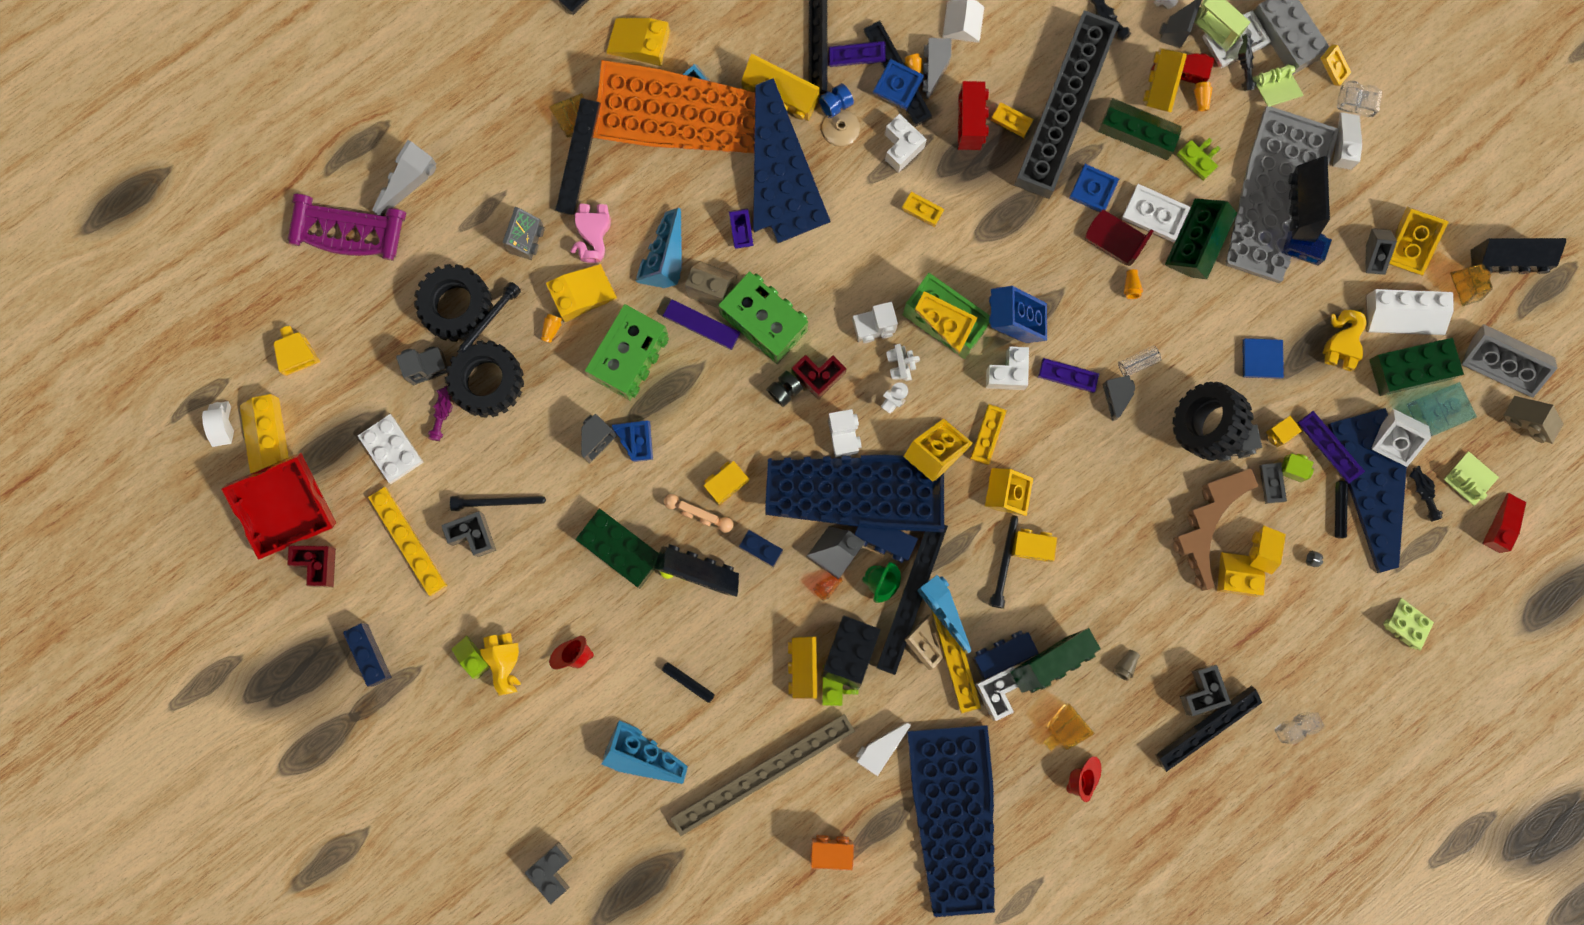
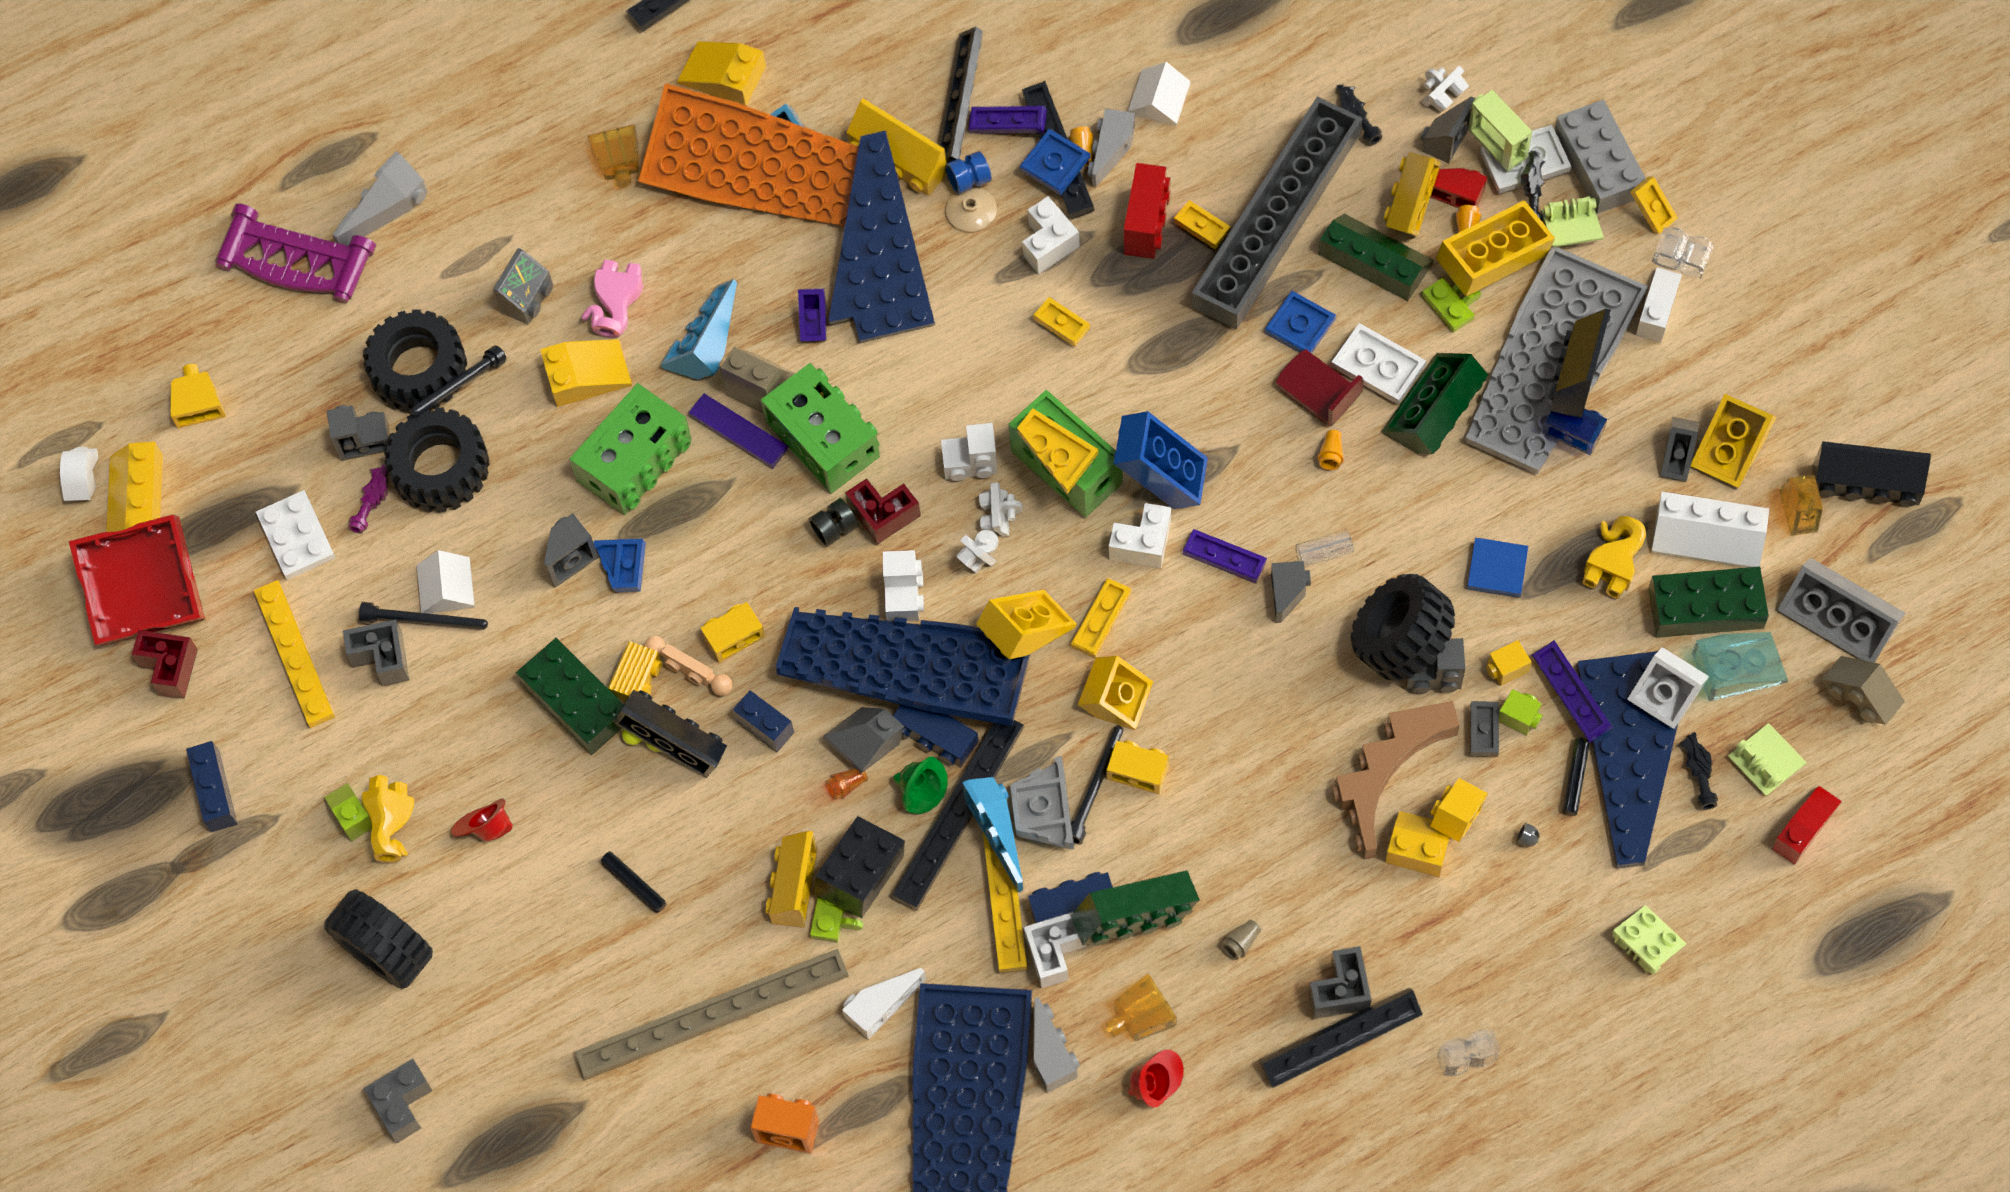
camera: 15 degrees right, 15 degrees down
(508, 472) = (445, 583): none -> white slope
(514, 763) = (378, 938): none -> black tyre
(550, 327) = (536, 409): light orange cone -> none
(578, 156) = (613, 201): black plate -> none
(636, 755) = (541, 962): dark azure wedge -> none
(661, 524) = (635, 671): none -> yellow brick
(925, 643) = (966, 872): tan wing -> none
(972, 586) = (1043, 806): none -> light grey wing
(1007, 770) = (1051, 1058): none -> light grey slope
(1229, 114) = (1495, 248): none -> yellow brick

